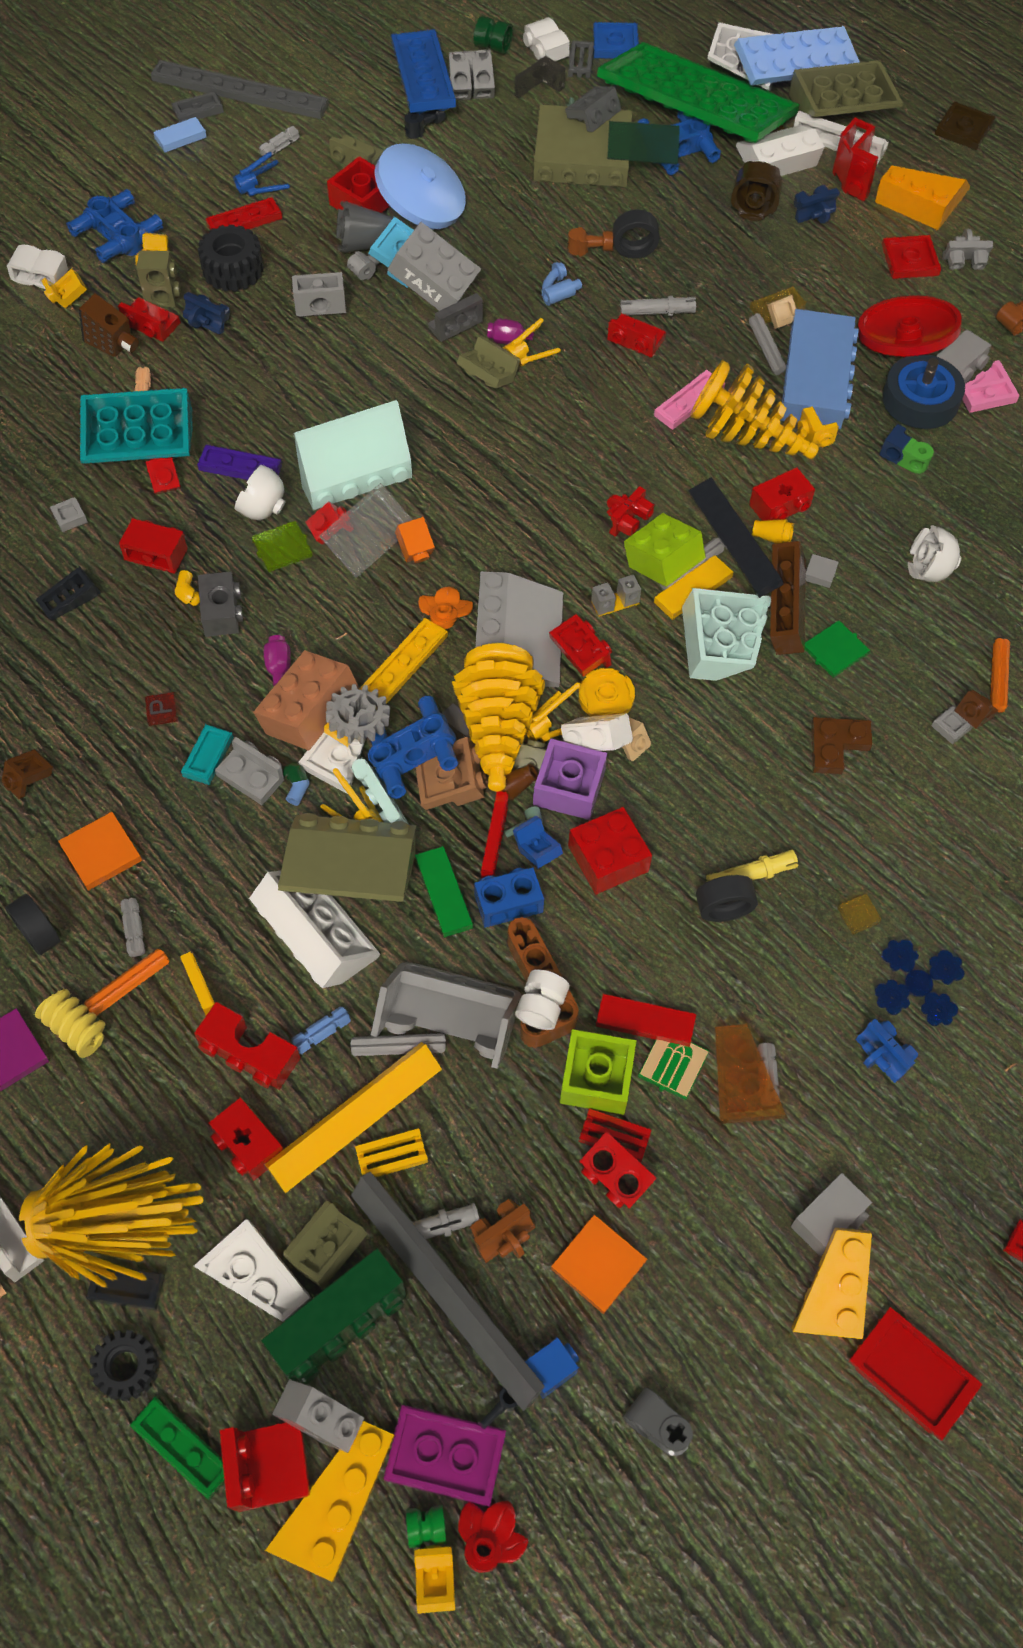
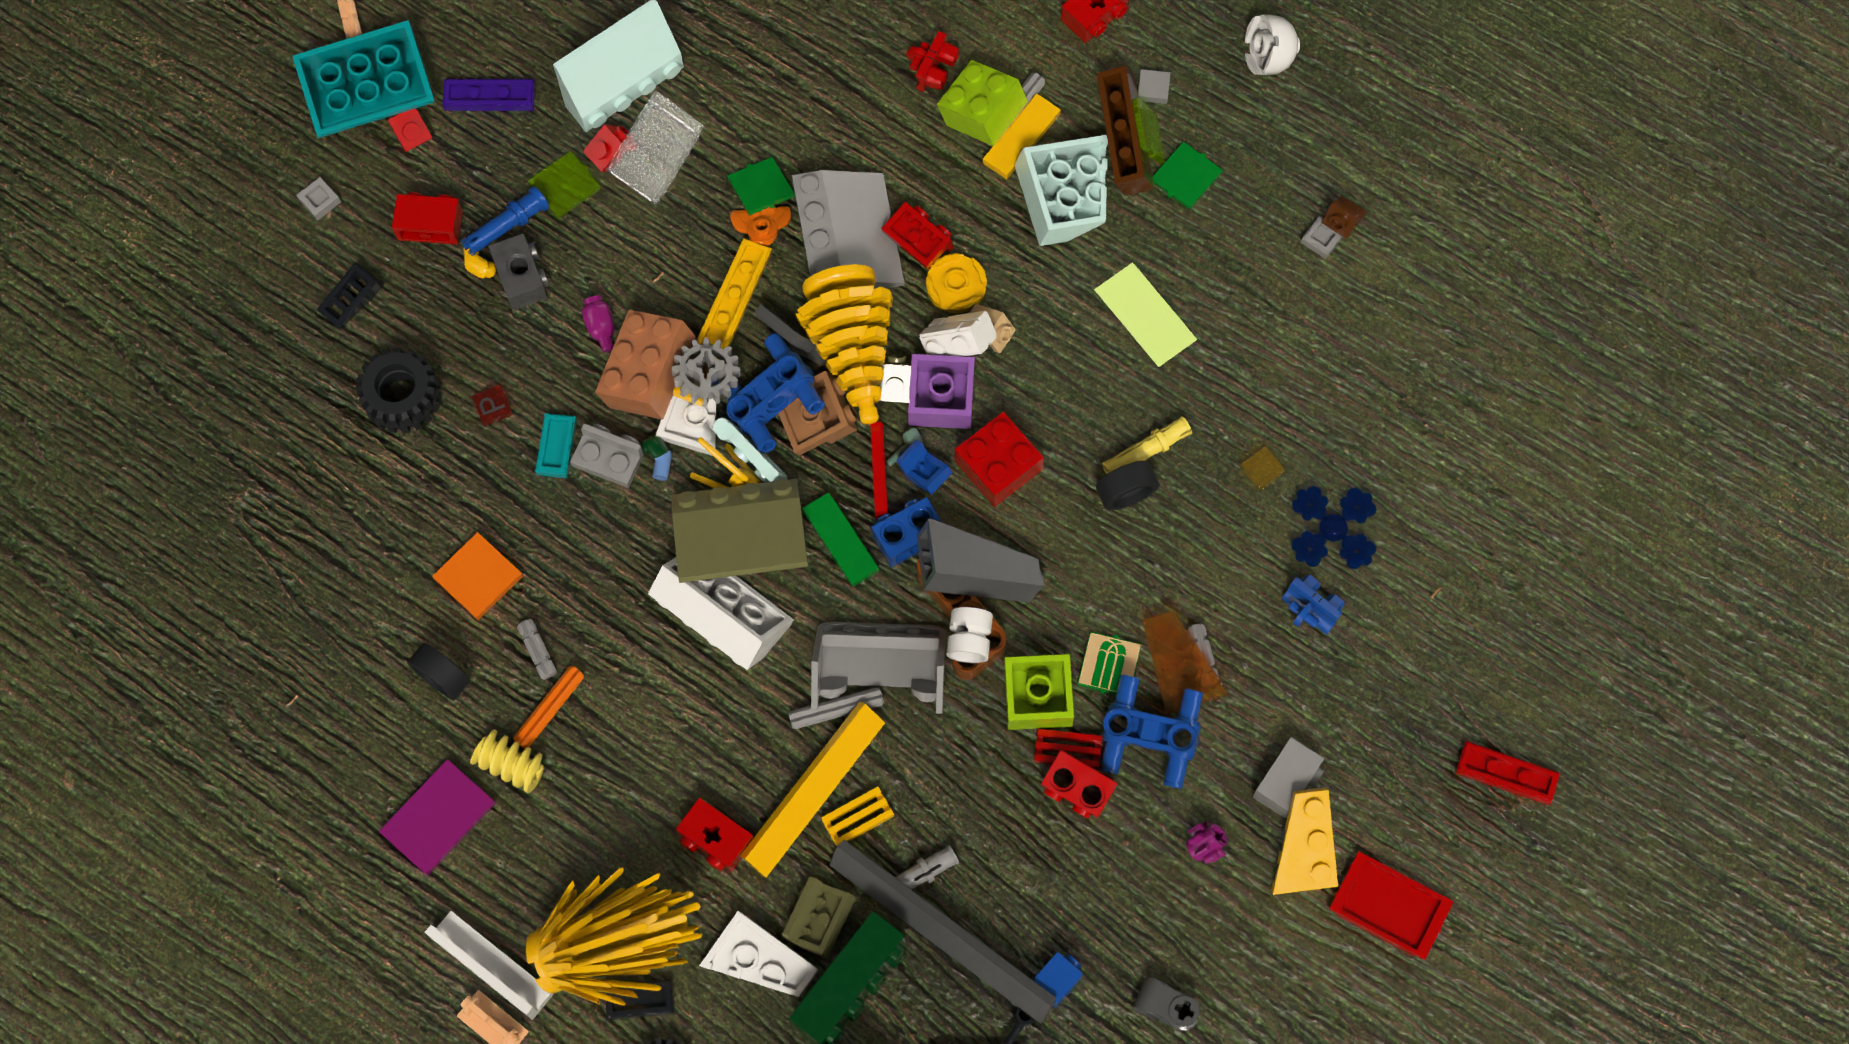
camera: 10 degrees left, 10 degrees up
(24, 770) = (372, 509): reddish brown bracket -> none
(79, 658) = (392, 368): none -> black tyre
(197, 982) = (623, 694): yellow tile -> none
(230, 558) = (516, 214): none -> blue pin
(262, 495) = (528, 132): white cylinder -> none
(267, 1062) = (714, 756): red arch -> none
(321, 1029) = (756, 711): medium blue axle -> none
(415, 540) = (710, 150): orange brick -> none
(440, 696) = (784, 328): none -> dark grey tile
(452, 579) = (760, 186): none -> green piece
(504, 1235) = (986, 868): dark orange hips -> none
(519, 780) = (890, 404): reddish brown cone -> none
(540, 722) = (896, 333): yellow plant -> none
(564, 939) = (975, 566): none -> dark grey slope
(598, 1264) = (1079, 874): orange tile -> none
(608, 602) = (932, 174): flat silver piece -> none
(646, 1020) = (1073, 627): red tile -> none
(701, 1136) = (1151, 731): none -> blue piece
(735, 1260) = (1206, 842): none -> magenta gear
(736, 538) = (1054, 70): black tile -> none
(774, 530) = (1095, 50): yellow cone -> none
(775, 757) = (1145, 314): none -> yellowish green sticker
(809, 602) = (1148, 131): none -> clear neon green piece
(834, 736) = (1201, 278): reddish brown plate -> none
(1000, 674) = (1362, 168): orange axle -> none

